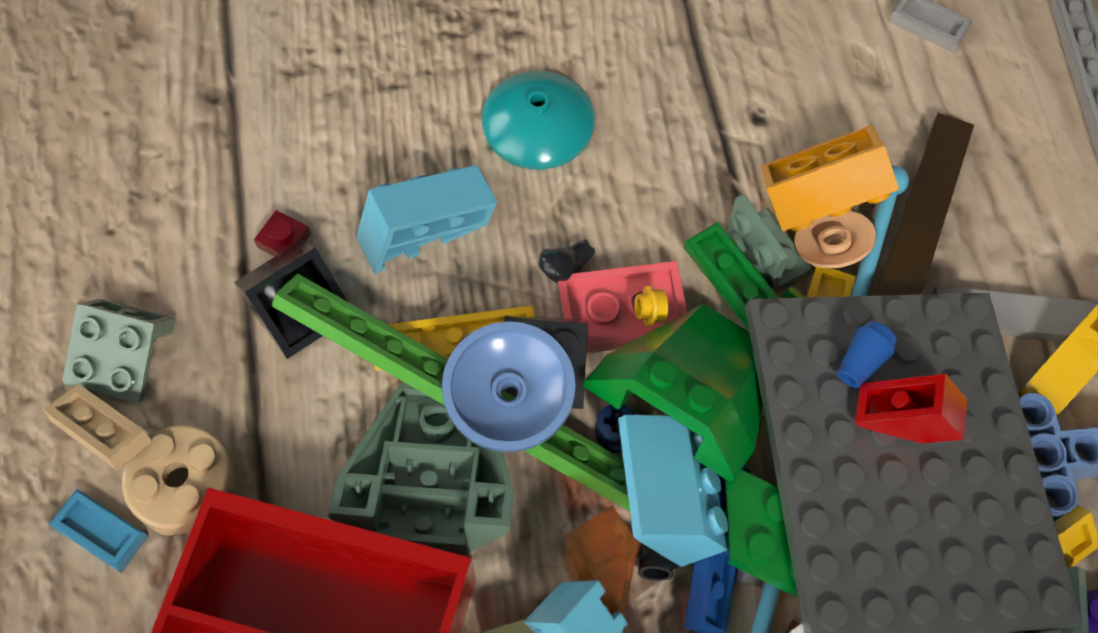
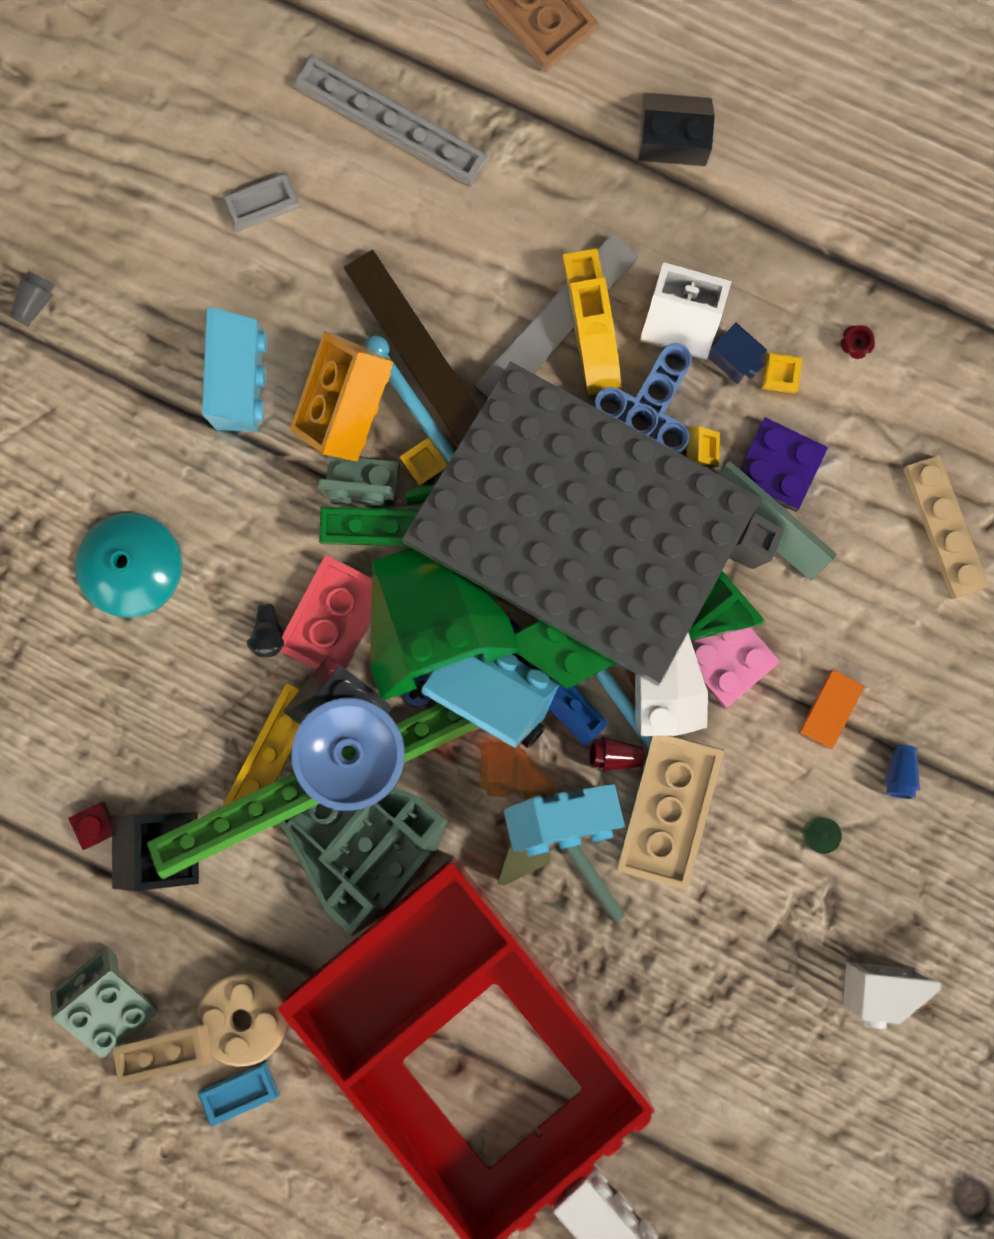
camera: 55 degrees left, 20 degrees up
(422, 210) = (153, 710): medium azure wedge -> none
(651, 306) = (350, 602): yellow plate -> none
(772, 81) = (233, 371): none -> medium azure slope
(836, 240) = (392, 412): light nougat dish -> none
(866, 353) = (501, 494): blue cone -> none
(913, 408) = (560, 496): red slope -> none

